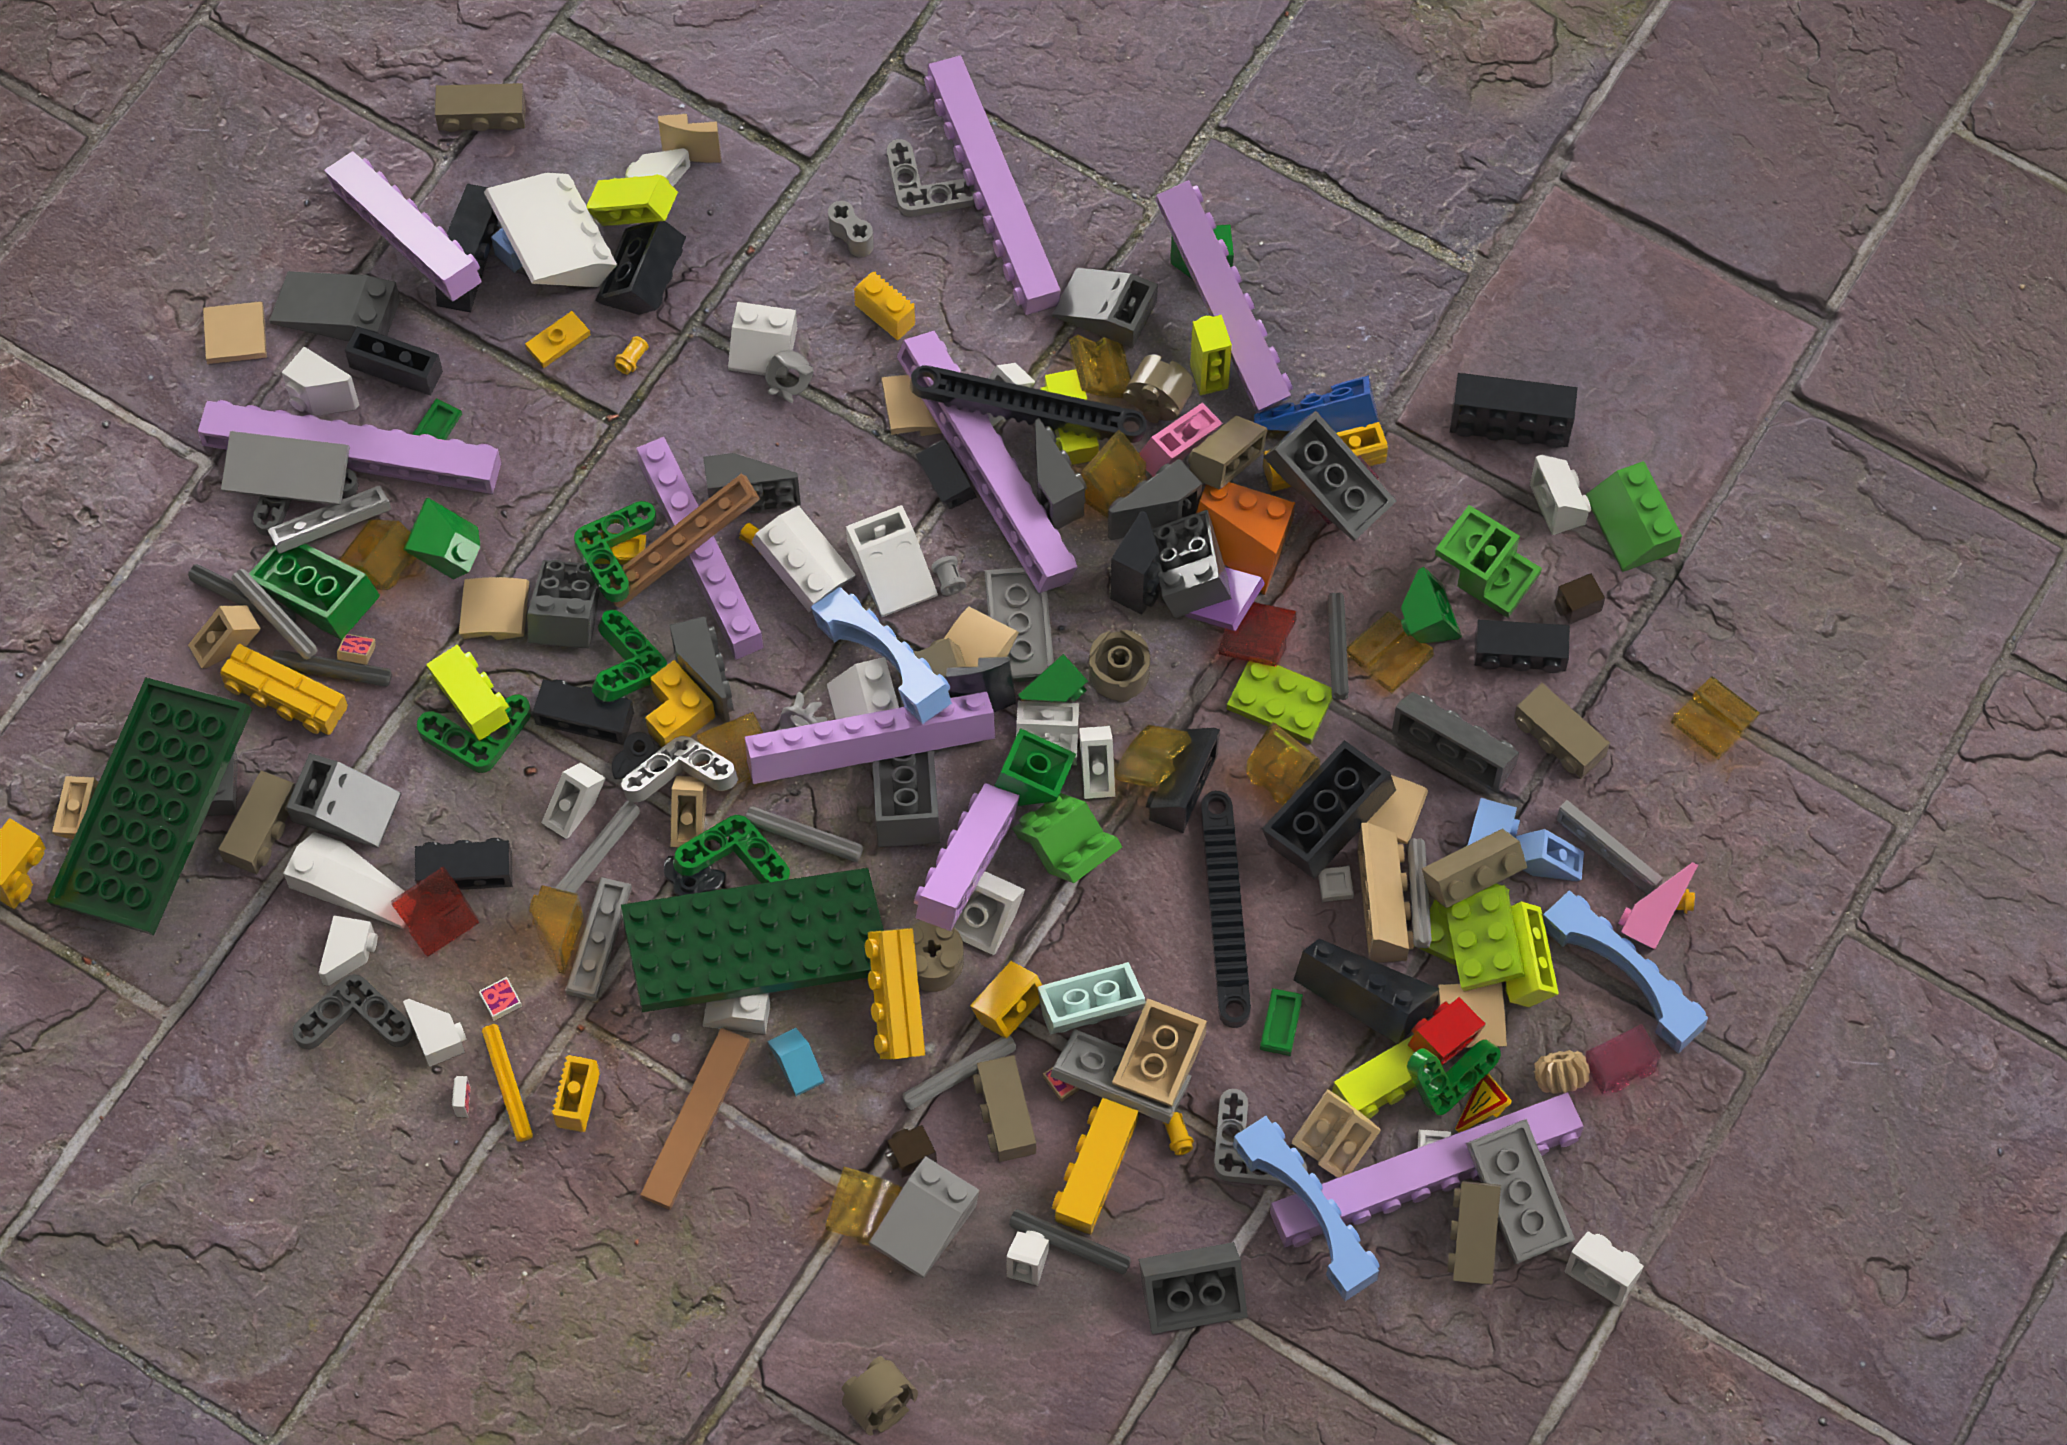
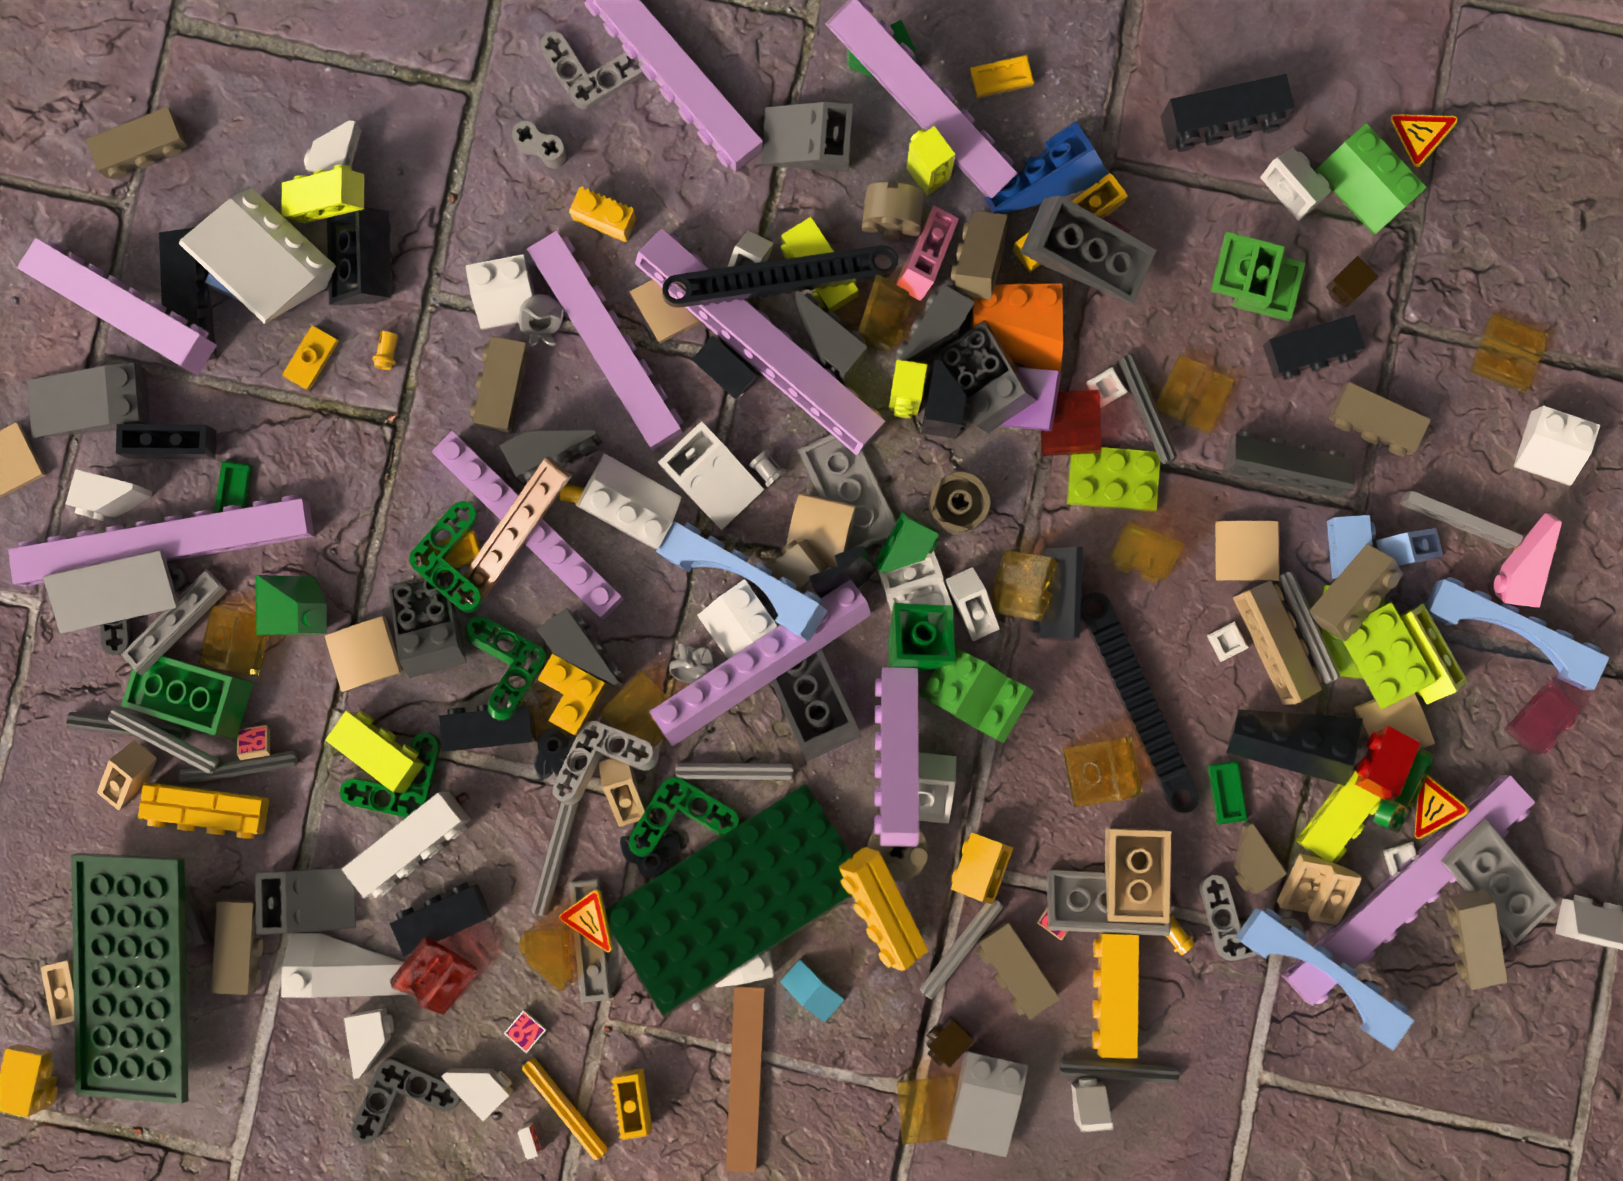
camera: 15 degrees left, 20 degrees up
(463, 782) = (406, 844): none -> white brick
(572, 799) = (513, 817): white slope -> none
(607, 908) = (590, 920): none -> piece
(697, 138) = (361, 107): tan slope -> none
(726, 416) = (500, 384): none -> dark tan brick
(840, 413) = (605, 341): none -> lavender brick
(1090, 998) = (1059, 846): light aqua slope -> none
(1100, 366) = (828, 205): clear yellow slope -> none
(1105, 536) = (907, 388): none -> neon yellow brick
(1166, 954) = (1102, 772): none -> clear yellow slope
(1193, 1287) = (1243, 1074): dark grey slope -> none
(1283, 1091) = (1255, 861): none -> dark tan slope
(1308, 617) = (1109, 386): none -> white tile
(1312, 314) = (1001, 76): none -> yellow plate
(1329, 809) = (1203, 579): black brick -> none
(1428, 611) = (1220, 346): green slope -> none
(1562, 1072) = (1497, 756): tan gear -> none
(1699, 494) = (1422, 134): none -> piece
(1729, 812) = (1556, 445): none -> white slope

